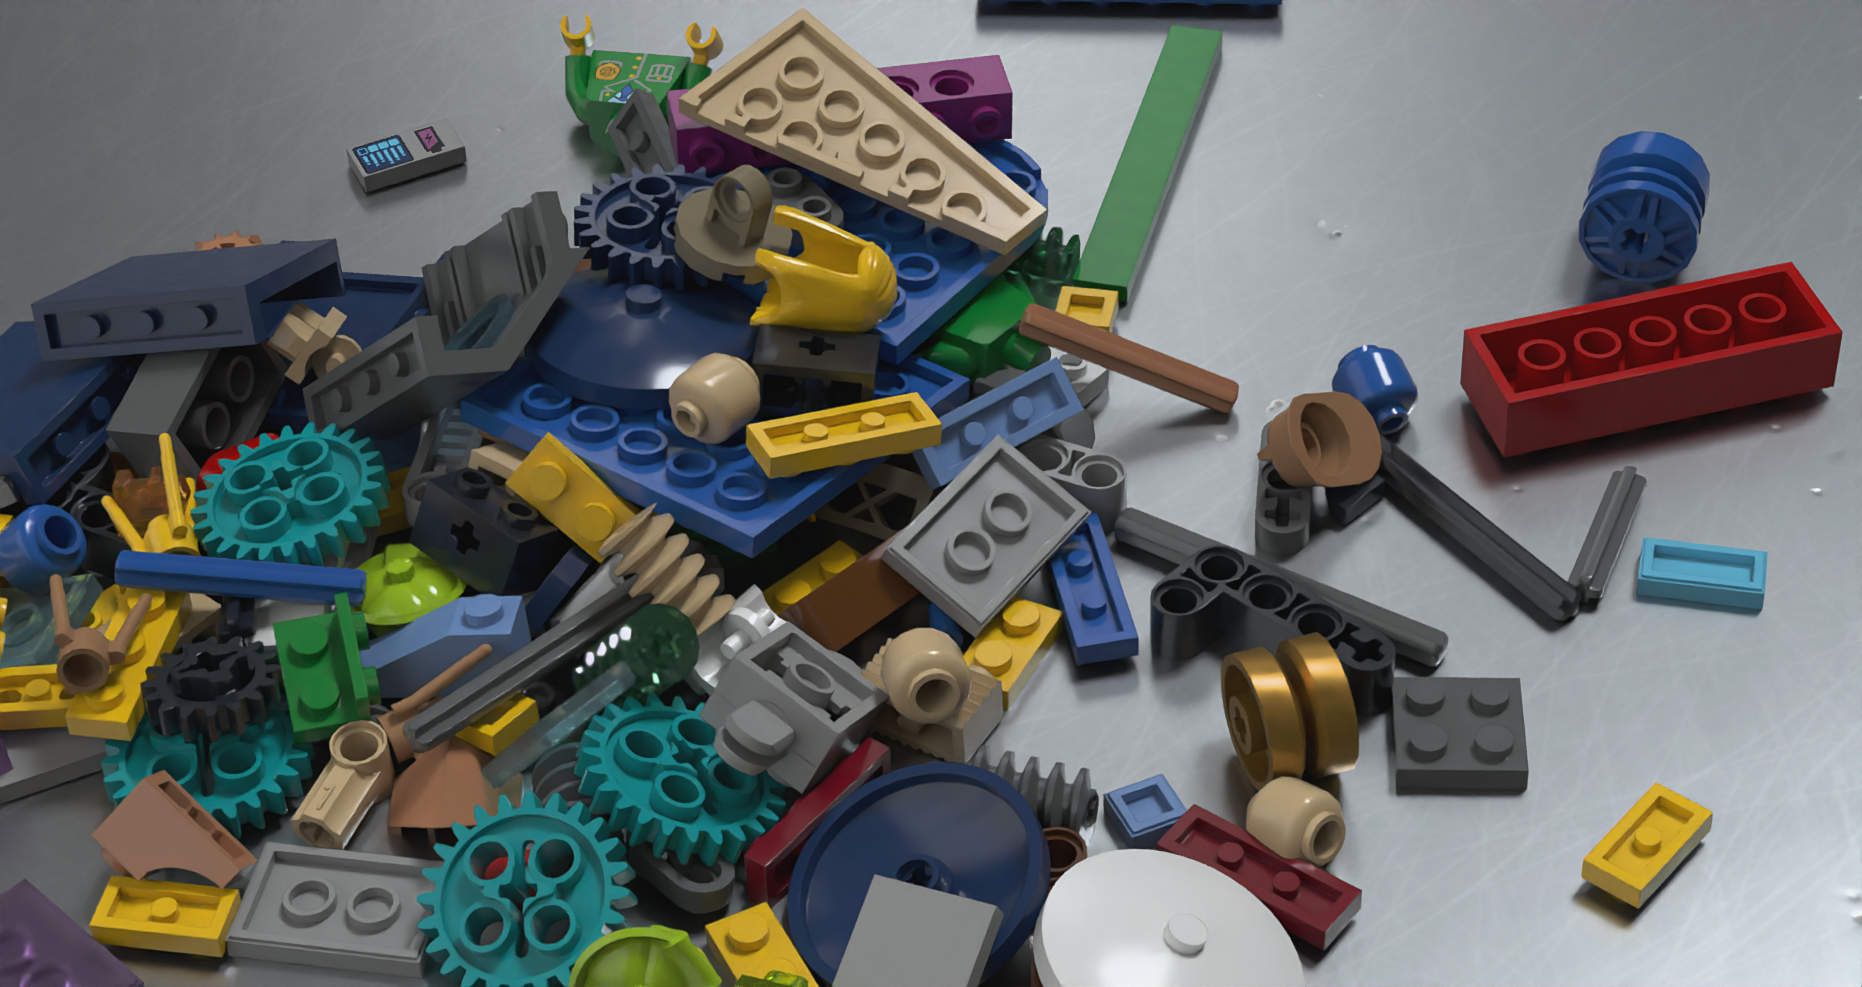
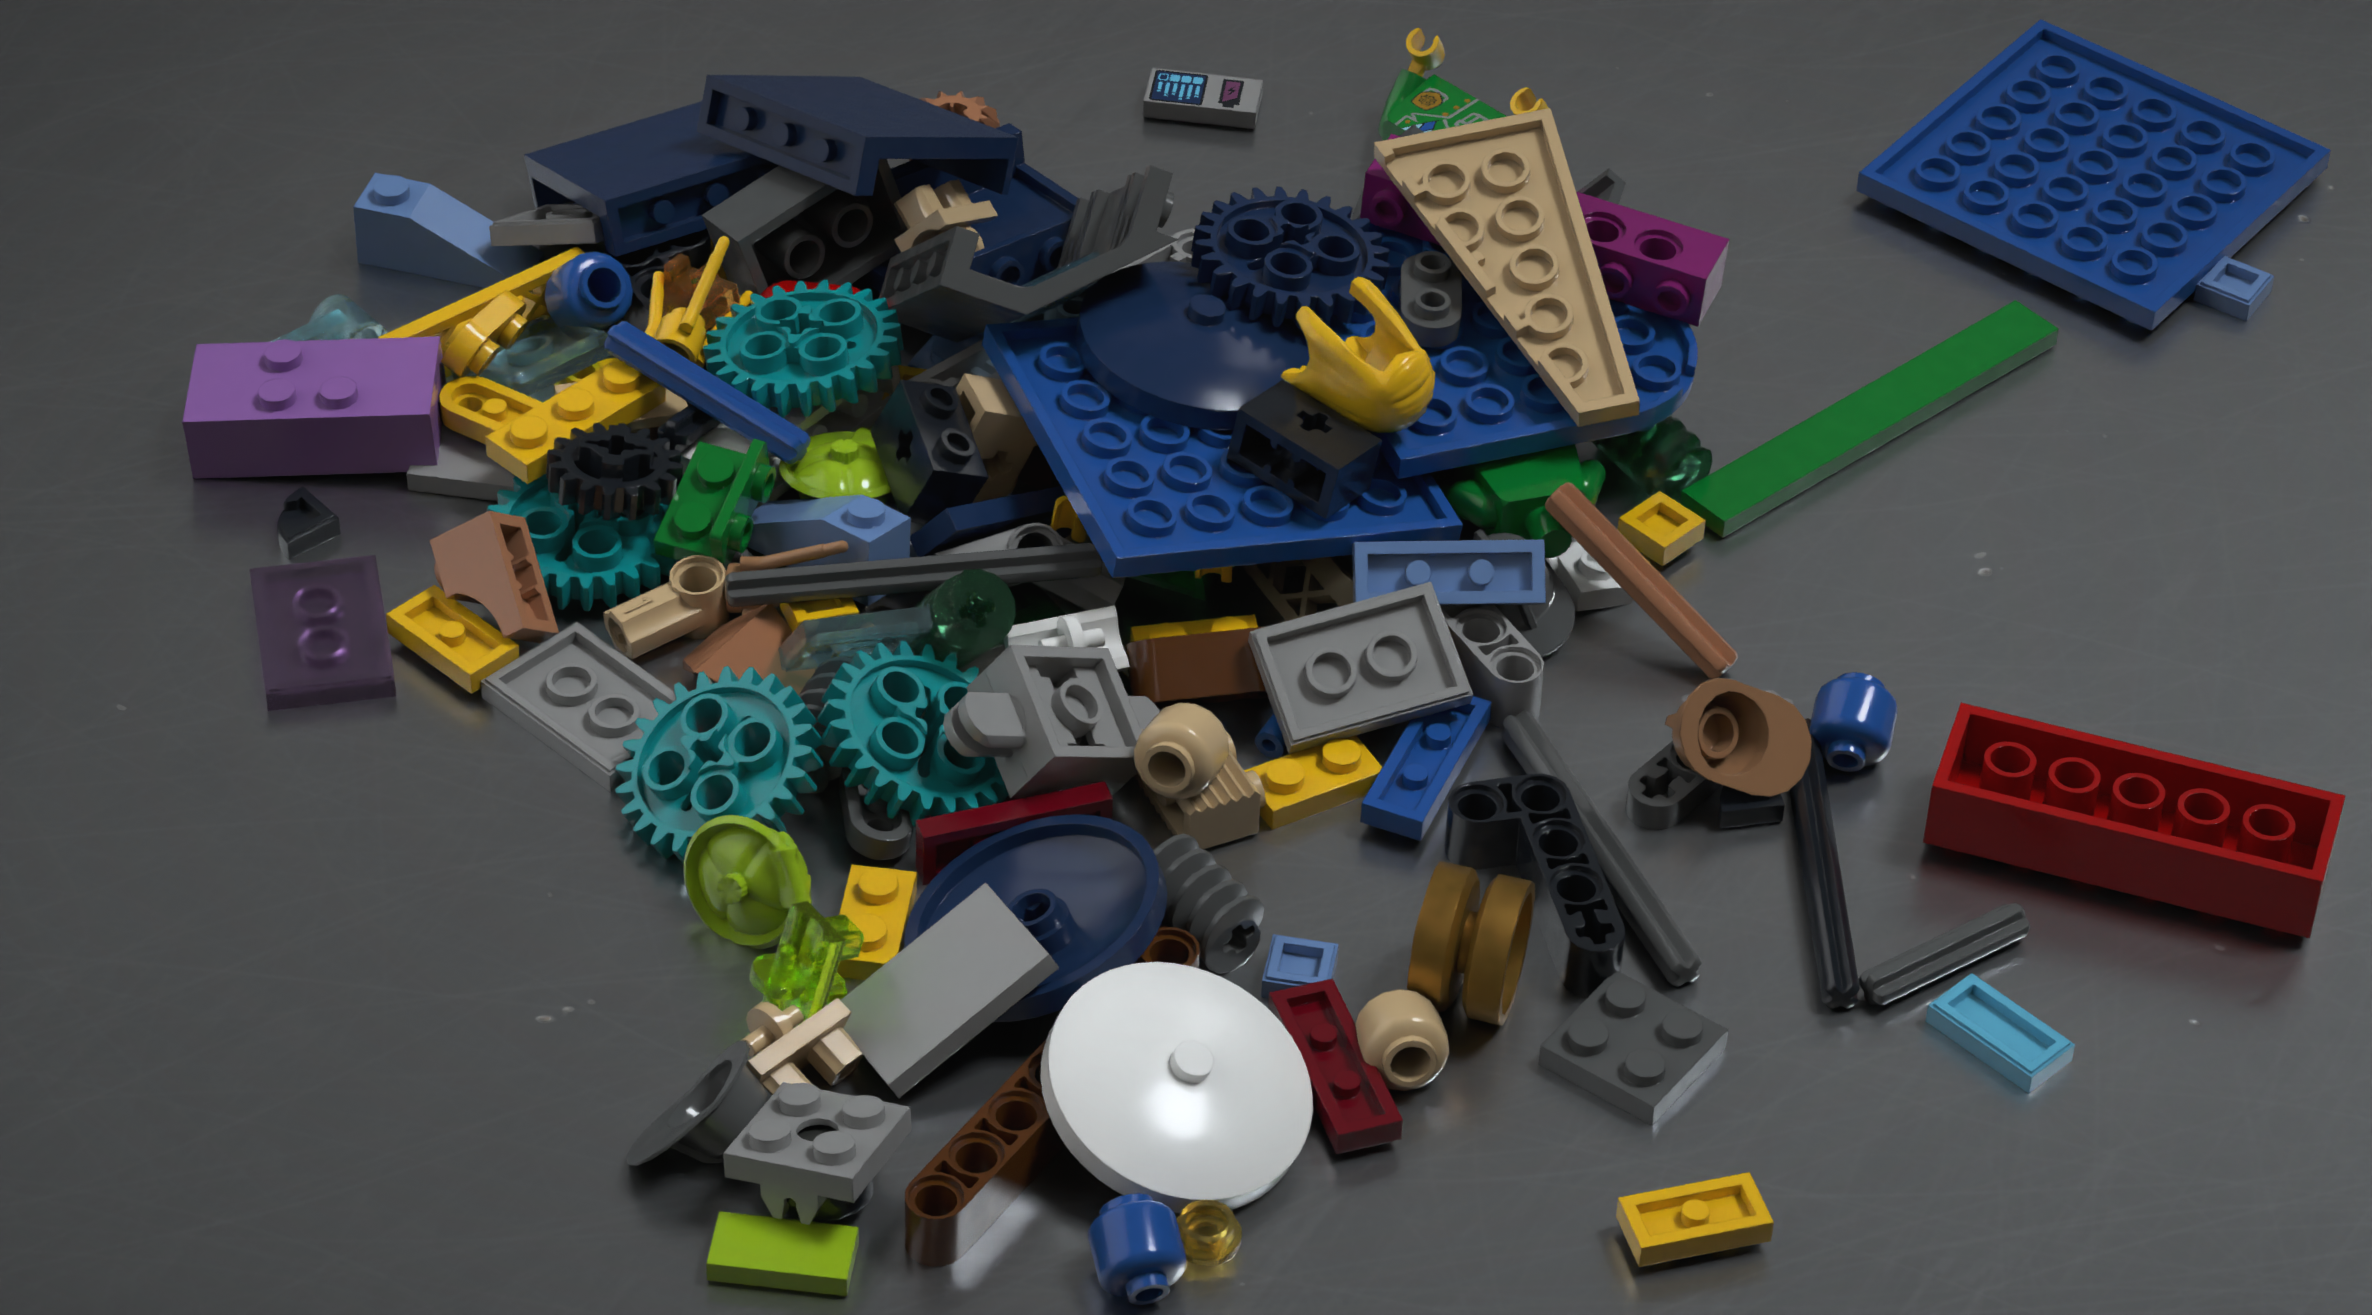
camera: 30 degrees right, 0 degrees up
(86, 652) = (530, 388): medium nougat plant -> none
(571, 495) = (1014, 455): yellow plate -> none
(662, 570) = (1031, 553): tan piece -> none
(714, 398) = (1187, 424): tan head -> none
(726, 226) = (1318, 274): dark tan tile -> none
(843, 435) = (1276, 511): yellow plate -> none
(1644, 207) = (2272, 681): blue wheel -> none

